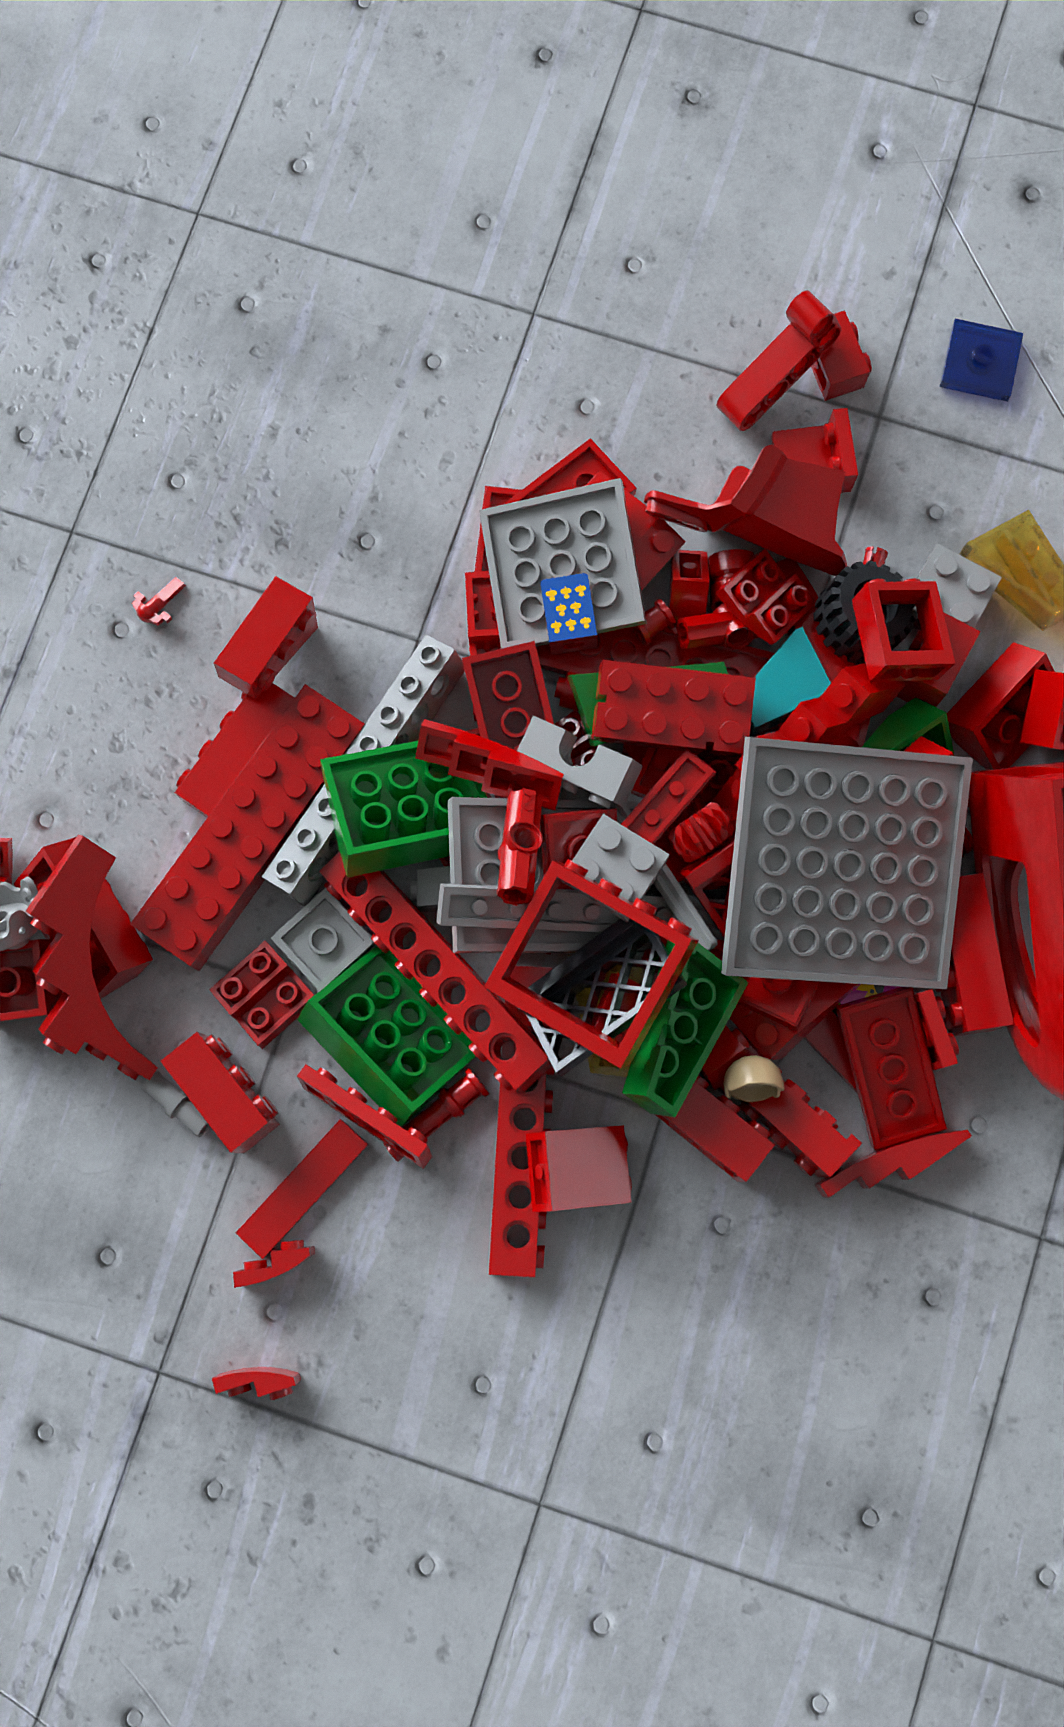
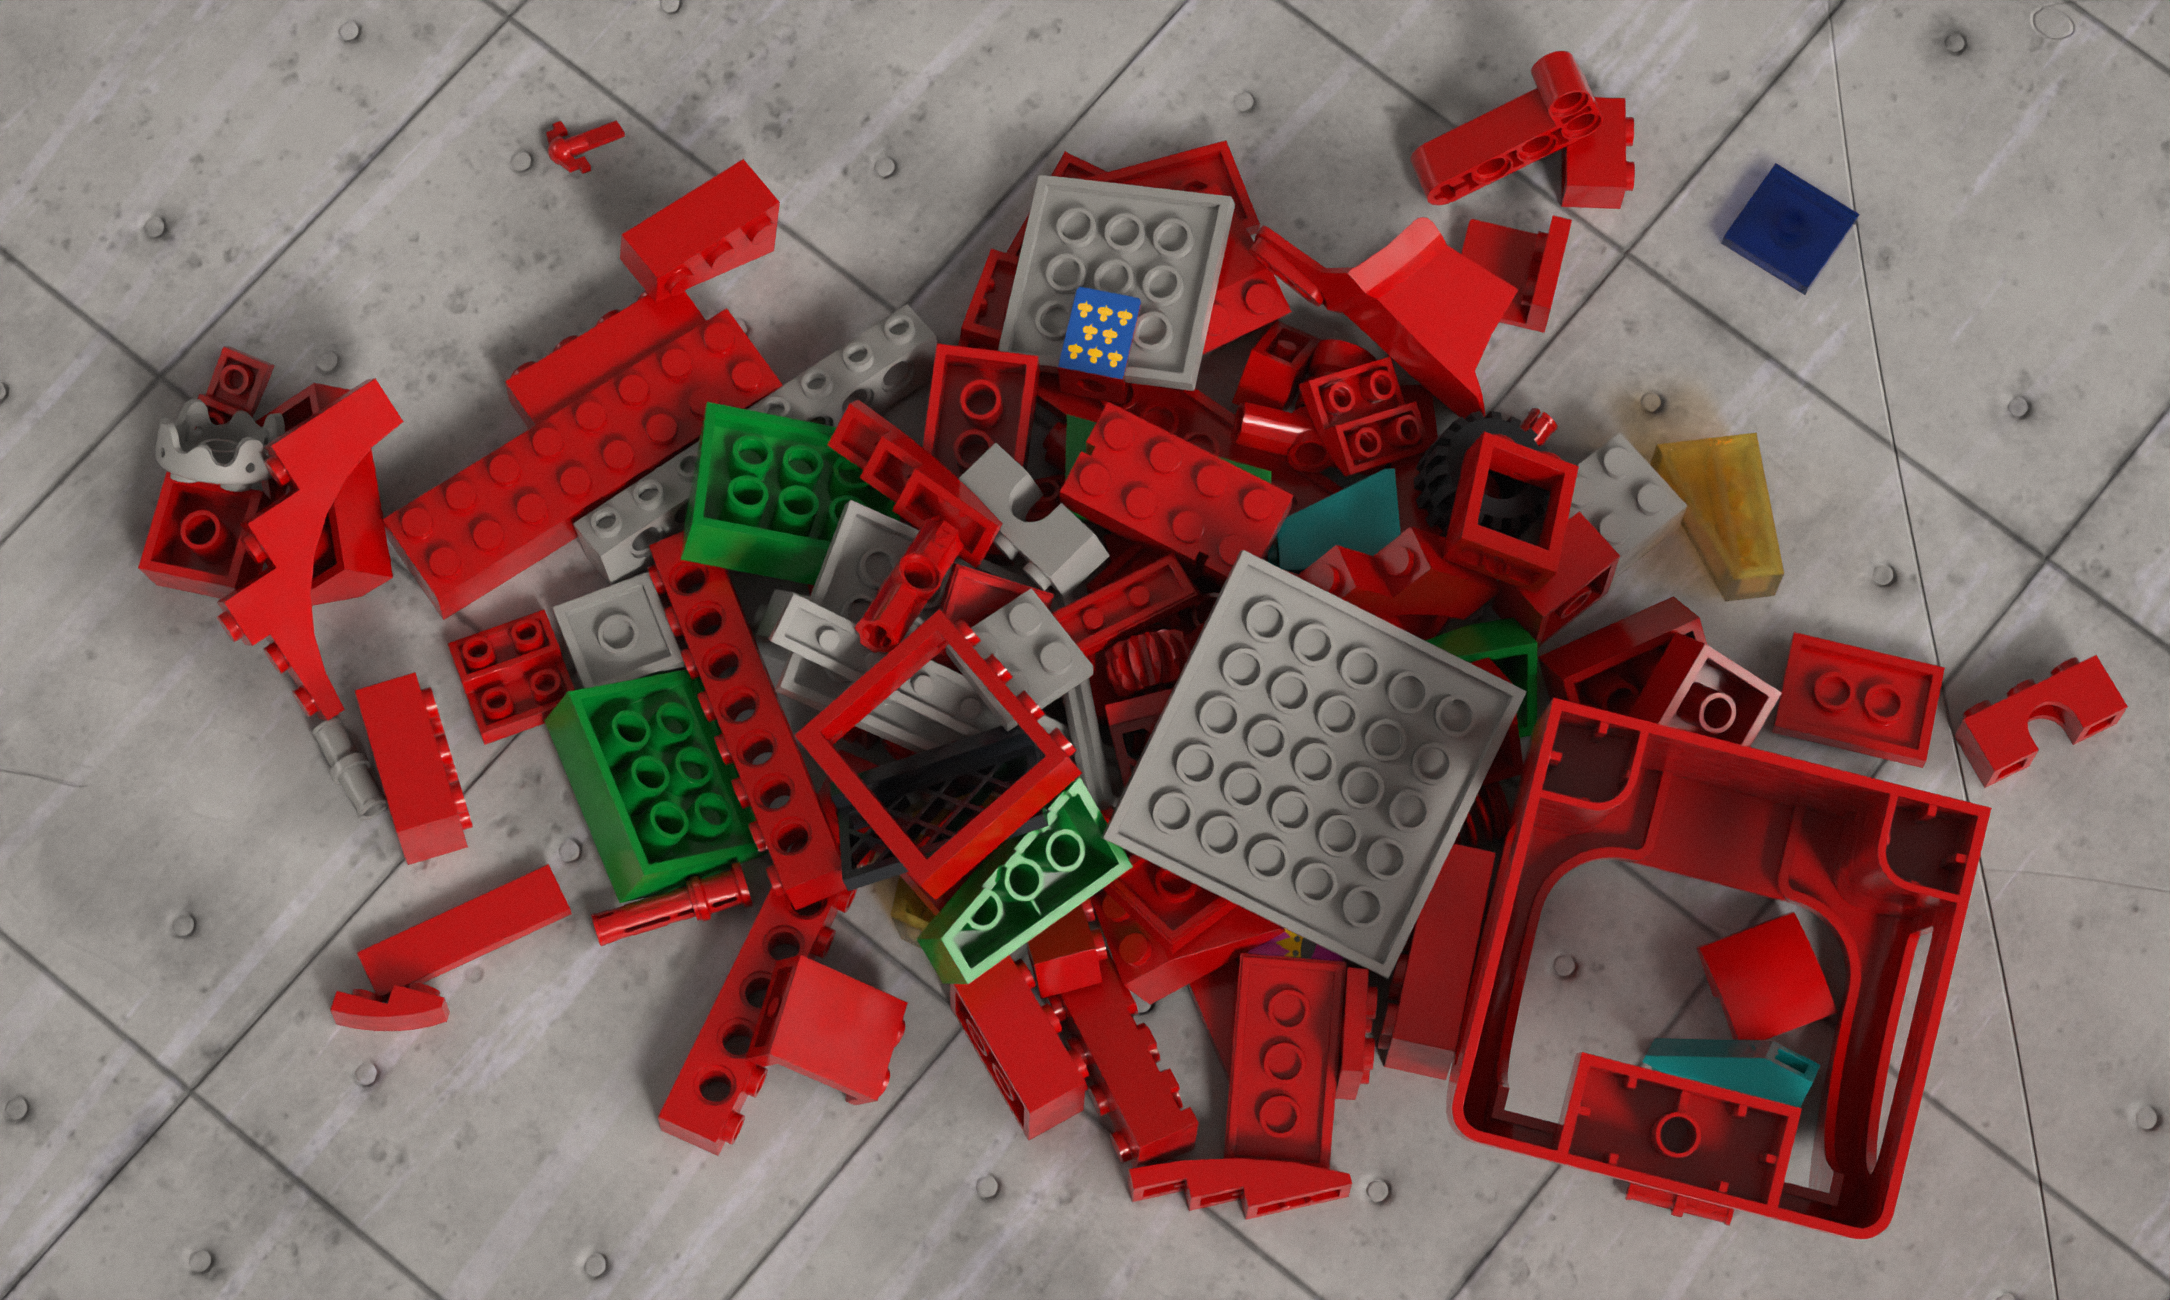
camera: 15 degrees right, 10 degrees down
(267, 1380) = (324, 1146): red slope -> none
(378, 1123) = (574, 855): red plate -> none
(658, 619) = (1209, 396): red bush -> none
(753, 1079) = (1091, 994): tan hair -> none

